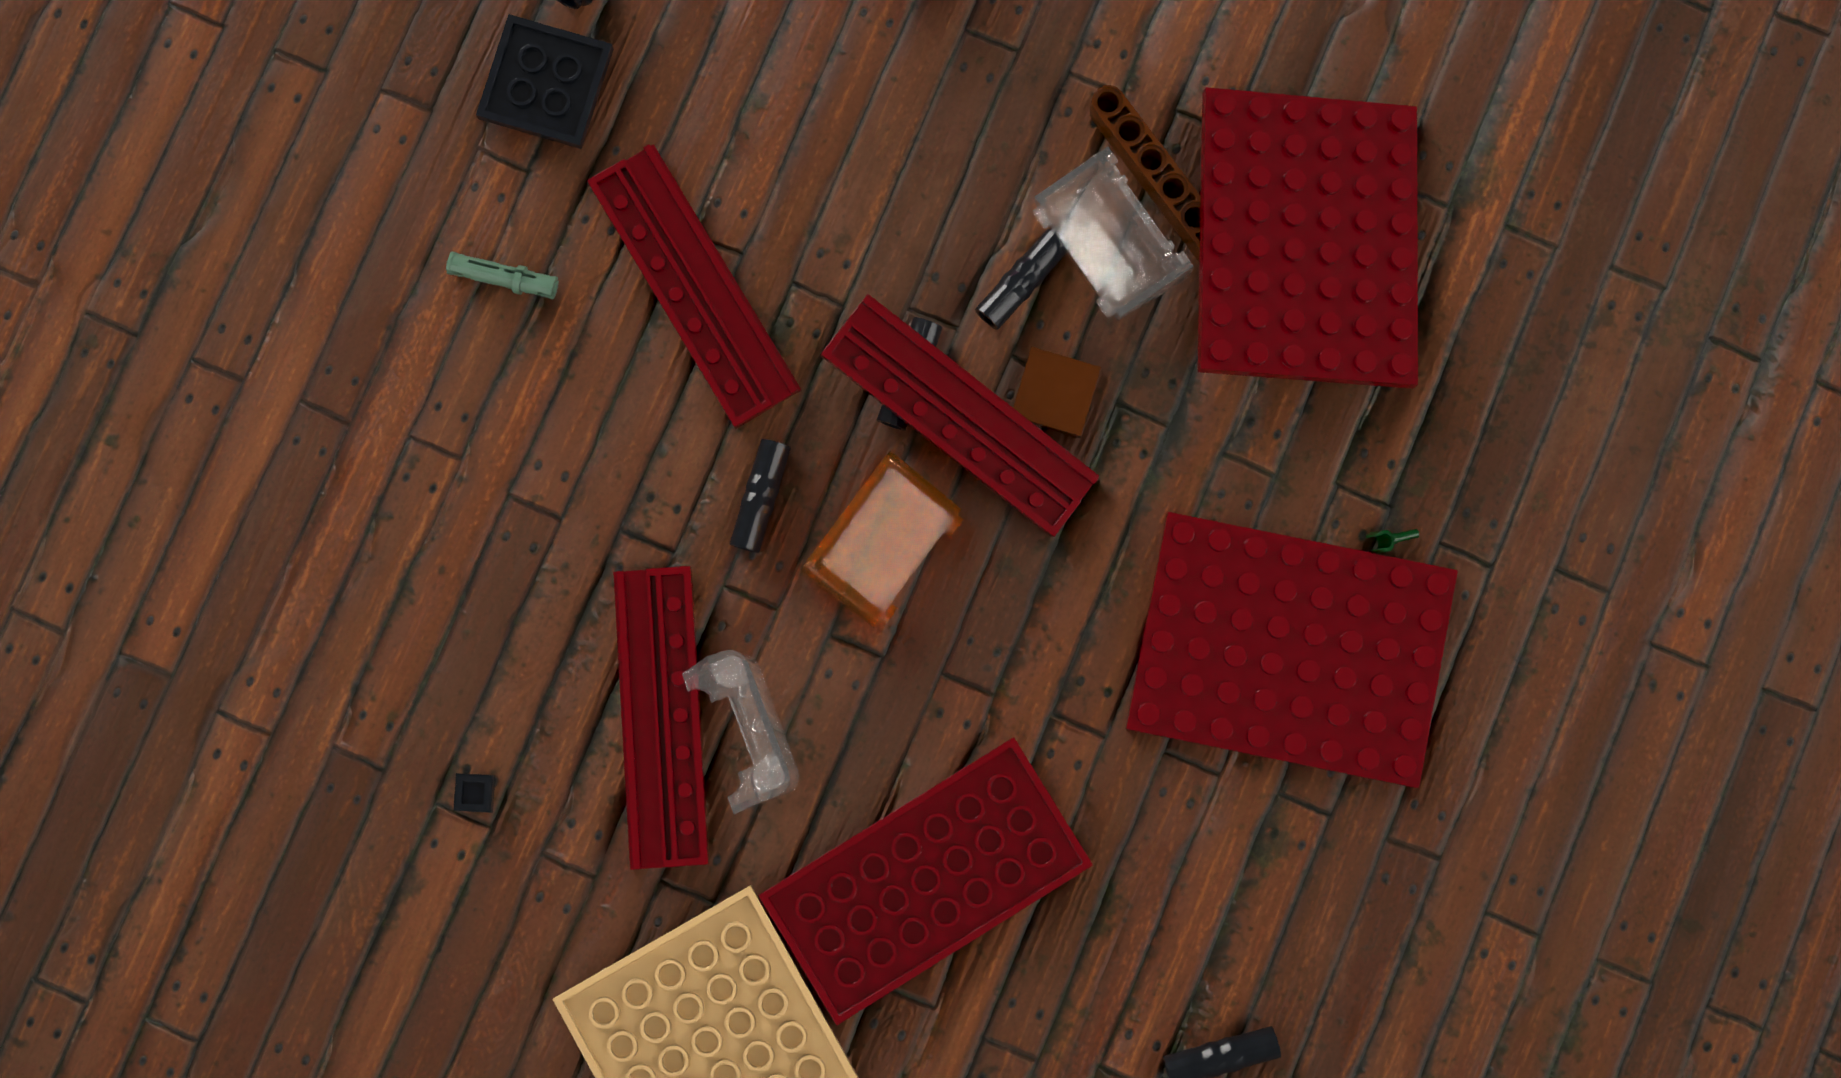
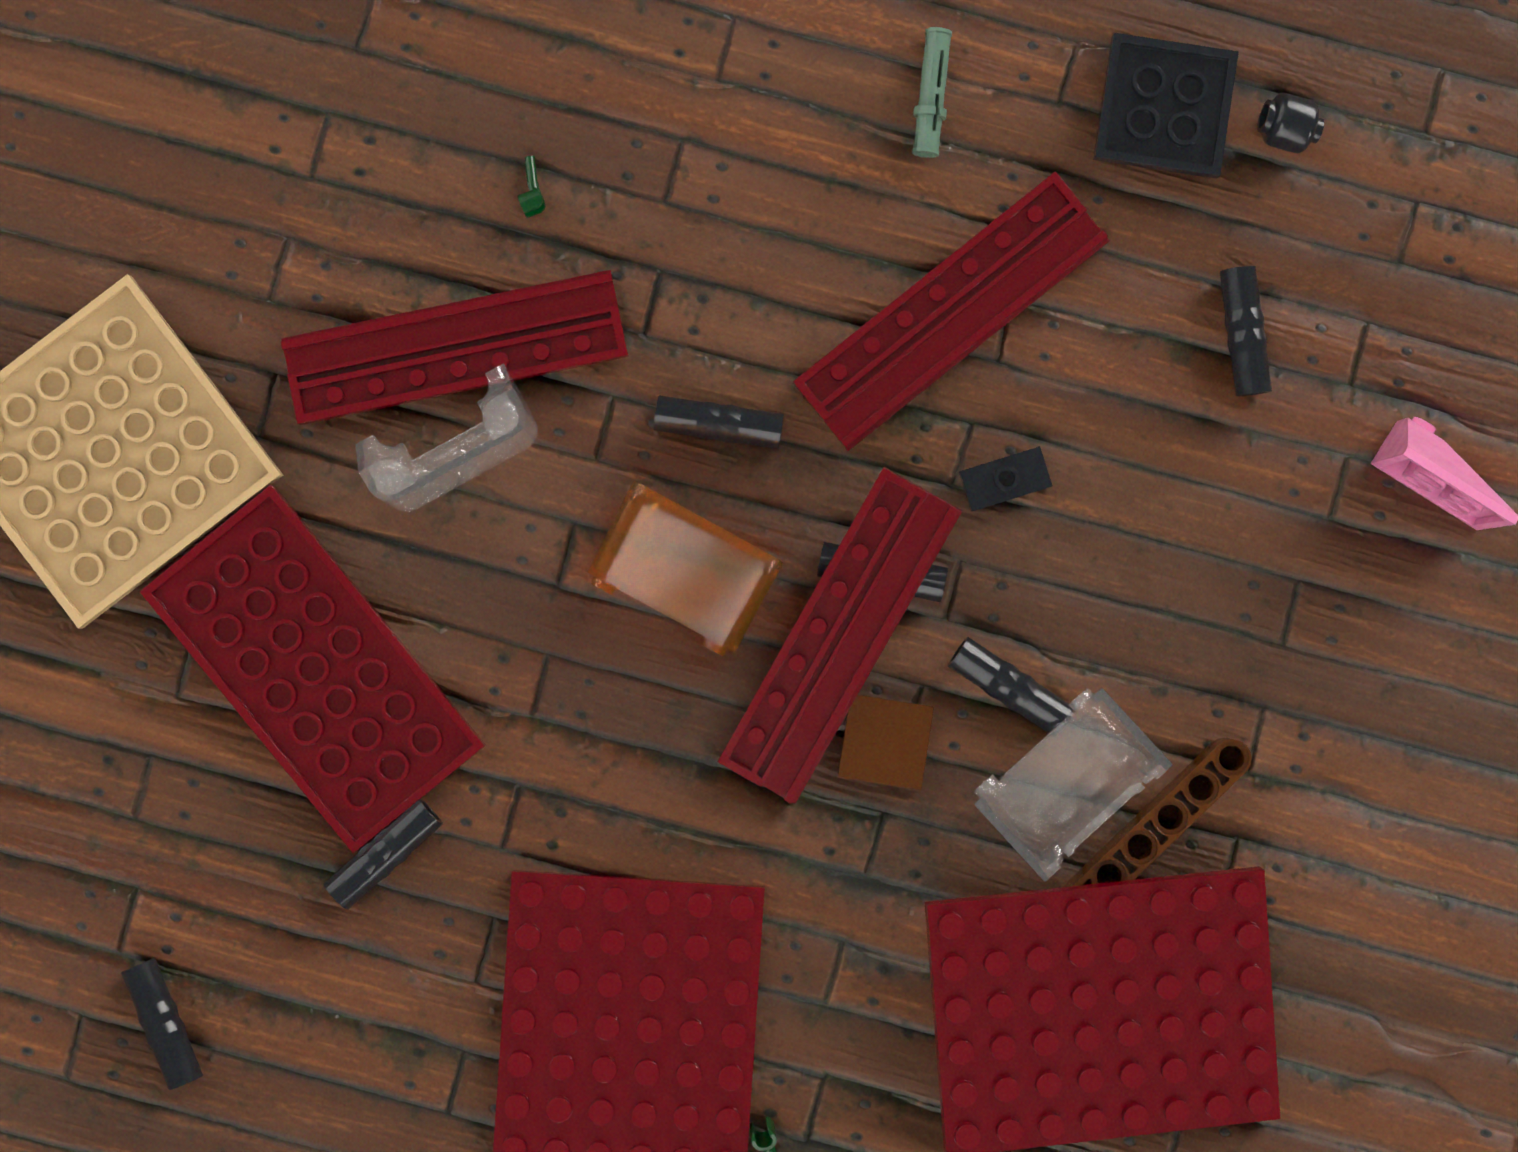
camera: 85 degrees right, 5 degrees up
(474, 793) = (344, 153): black tile -> none
(542, 632) = (531, 201): none -> dark green hand
(747, 42) = (1245, 331): none -> black axle
(844, 260) = (1005, 479): none -> black plate
(1097, 840) = (383, 854): none -> black axle

